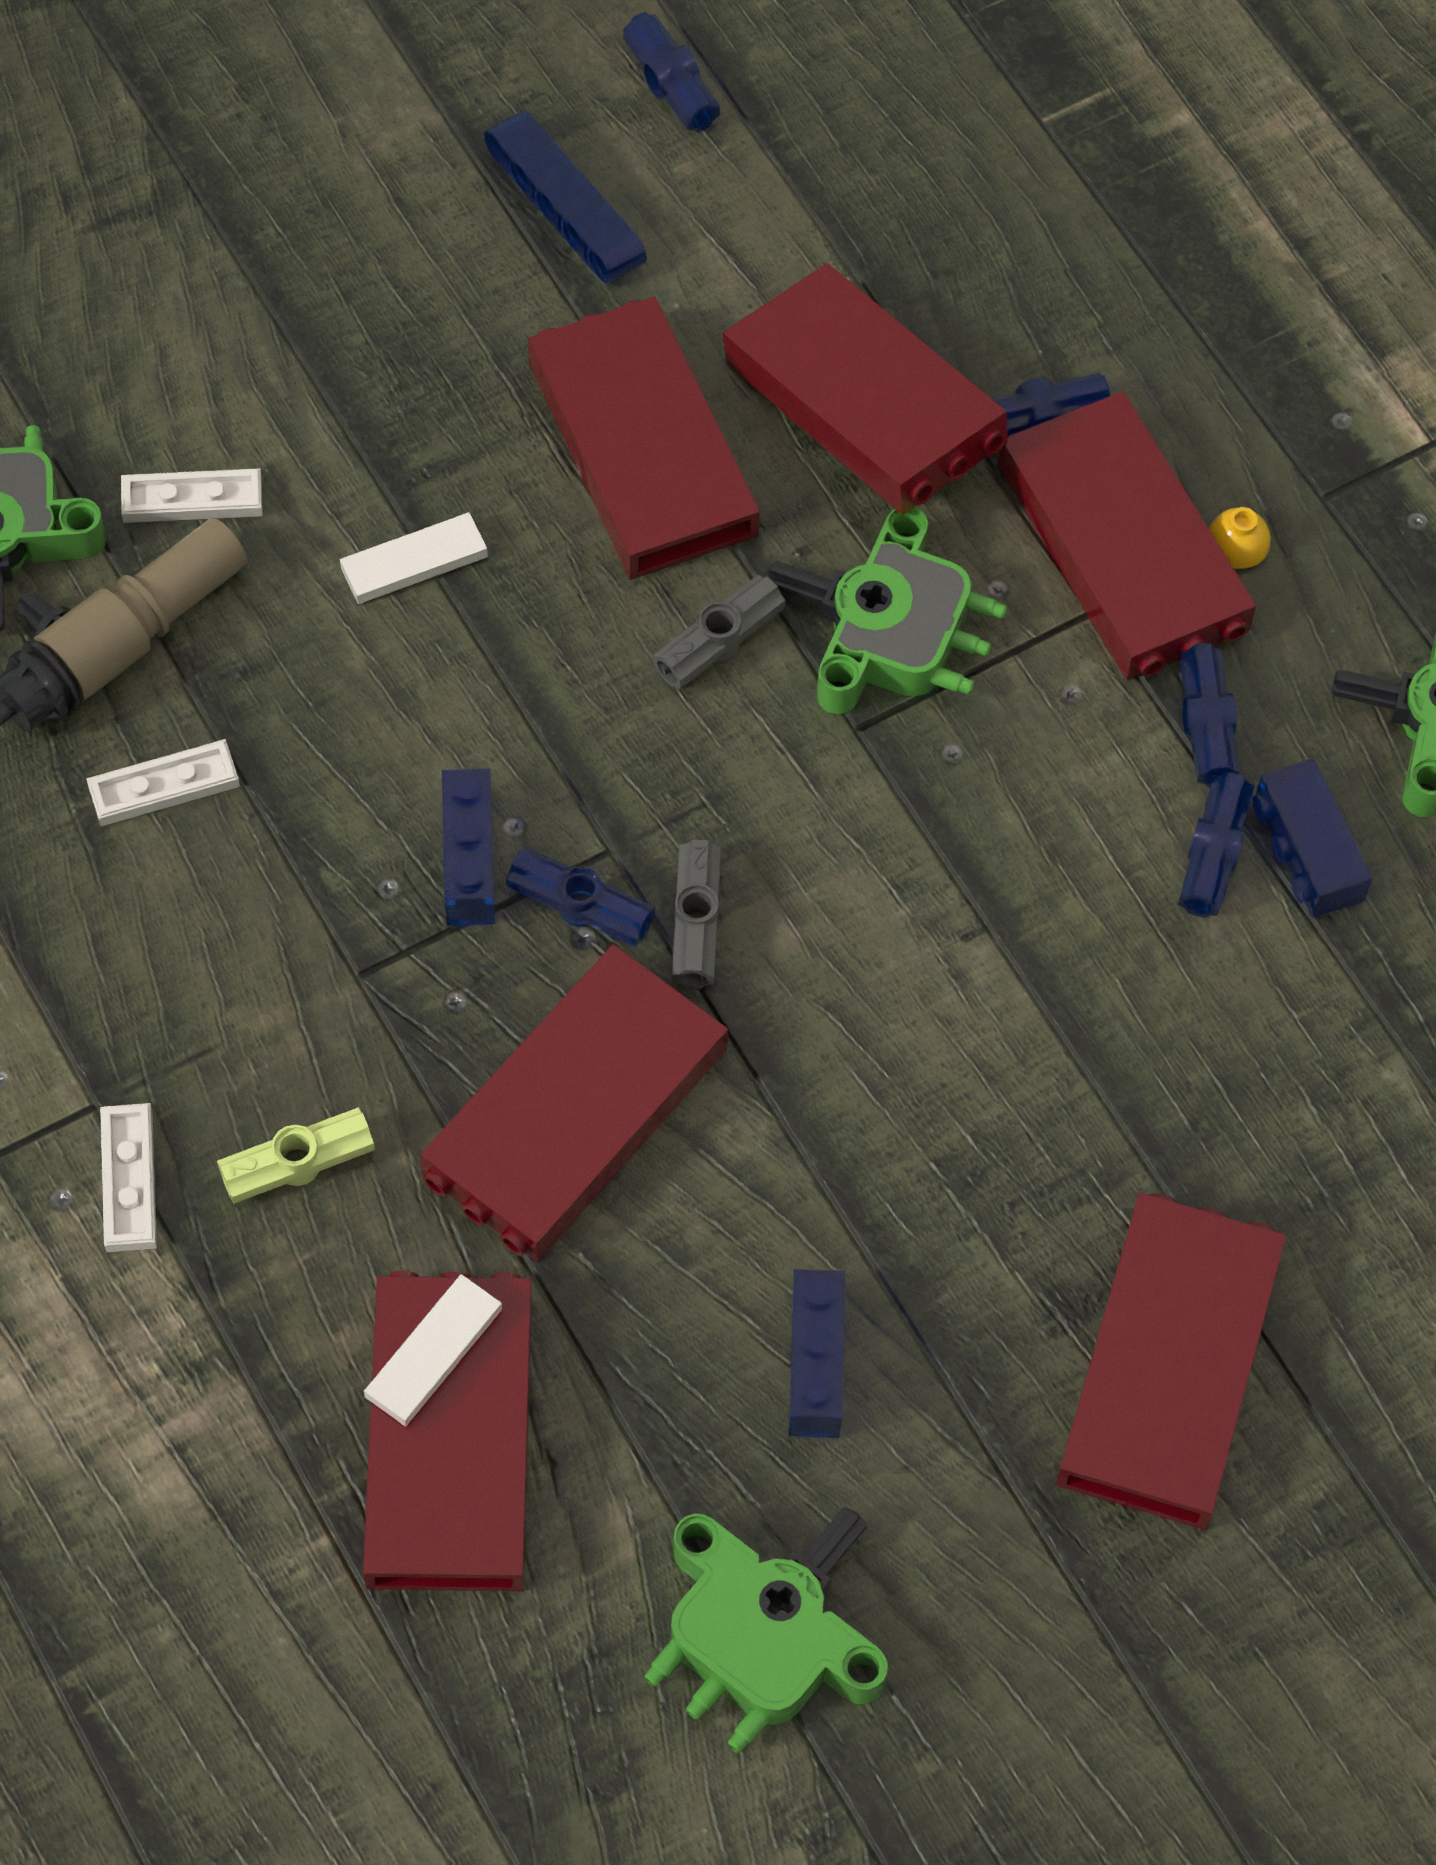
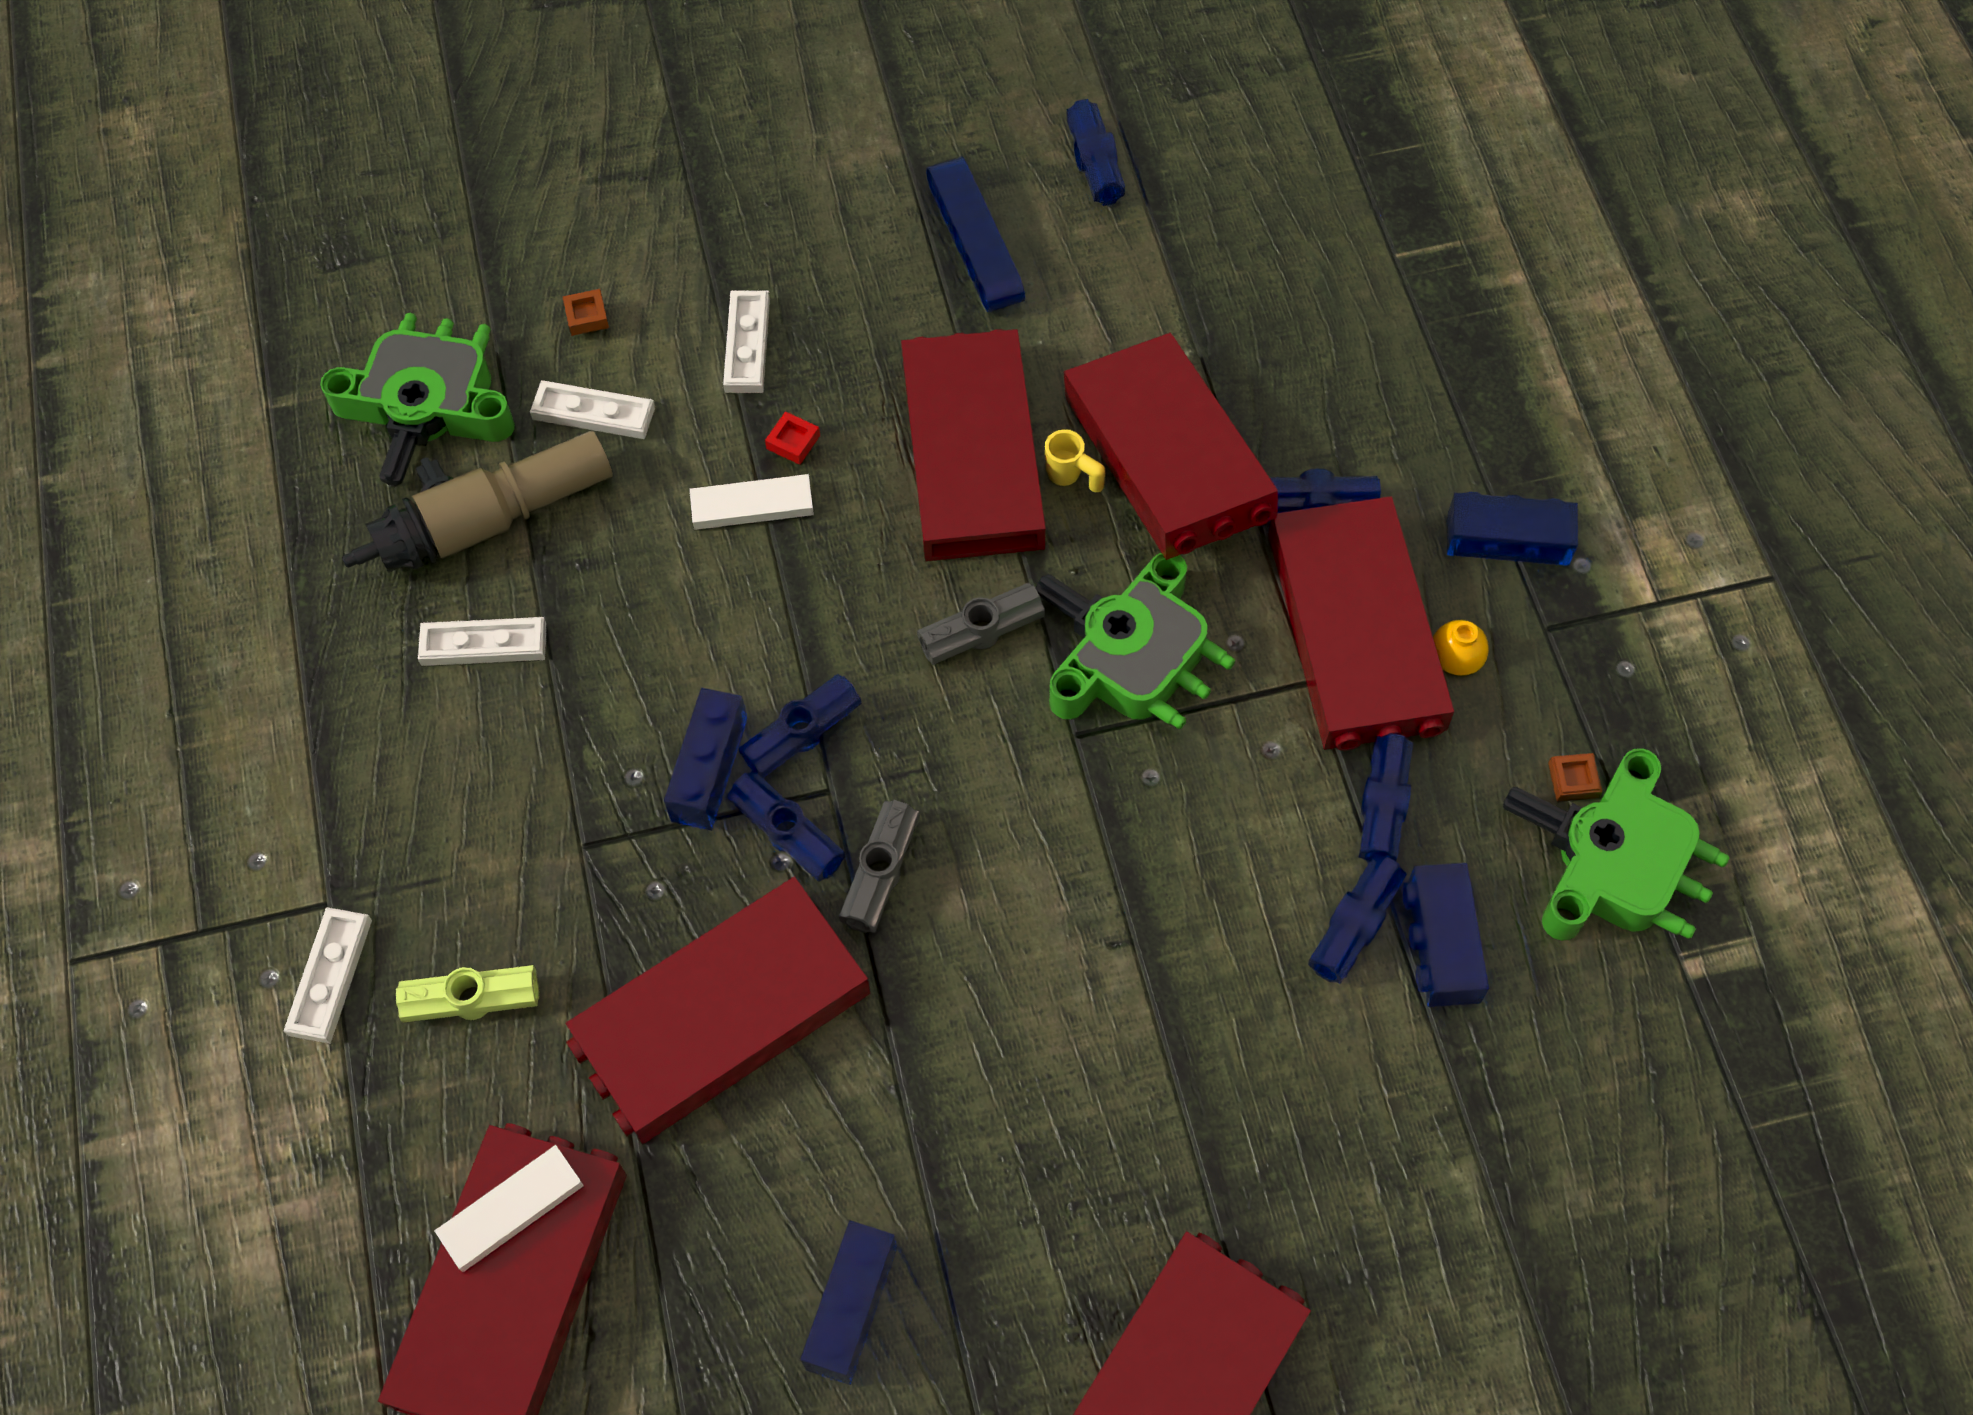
camera: 20 degrees right, 0 degrees up
(144, 385) = (585, 312): none -> dark orange plate
(342, 378) = (746, 342): none -> white tile
(436, 476) = (792, 438): none -> red plate
(573, 767) = (781, 742): none -> clear blue piece
(755, 425) = (1067, 459): none -> light yellow piece
(1258, 397) = (1512, 528): none -> clear blue brick
(1396, 646) = (1575, 777): none -> dark orange tile

